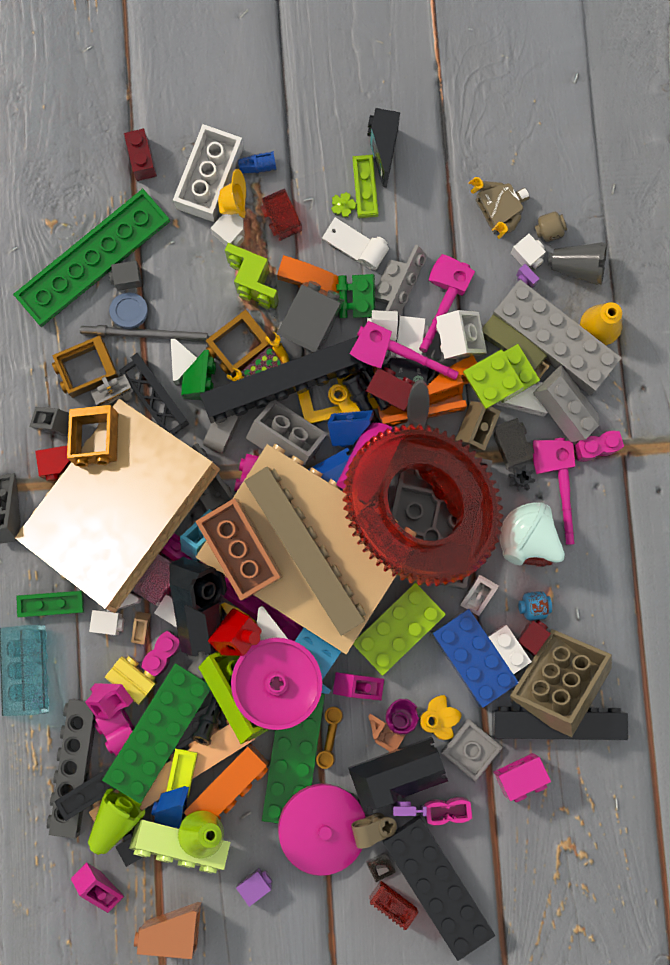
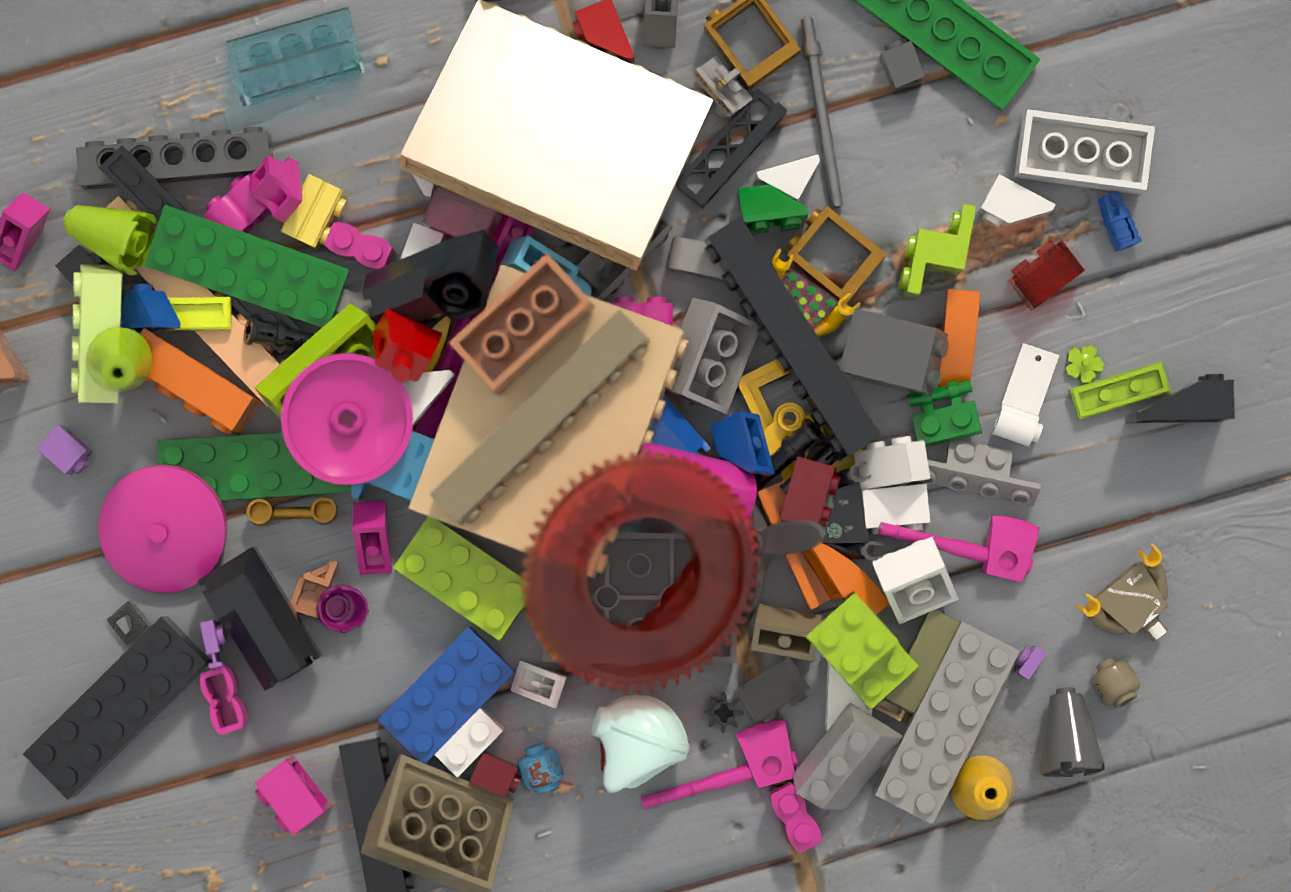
camera: 85 degrees right, 5 degrees up
(50, 604) = (396, 71): green plate -> none
(92, 415) = (677, 65): pearl gold window -> none
(106, 622) = (385, 157): white brick -> none
(128, 310) = (850, 82): sand blue piece -> none
(140, 154) = (1092, 43): dark red brick -> none
(140, 627) = (391, 208): tan piece -> none
(233, 196) = (1051, 198): yellow piece -> none
(372, 830) = (176, 599): dark tan piece -> none
(375, 341) = (869, 453): dark pink piece -> none
(393, 905) = (79, 649): clear red brick -> none
(443, 717) = (354, 668): yellow plate -> none
(471, 750) = (317, 718): light grey tile -> none
(529, 252) = (1068, 657): white brick -> none

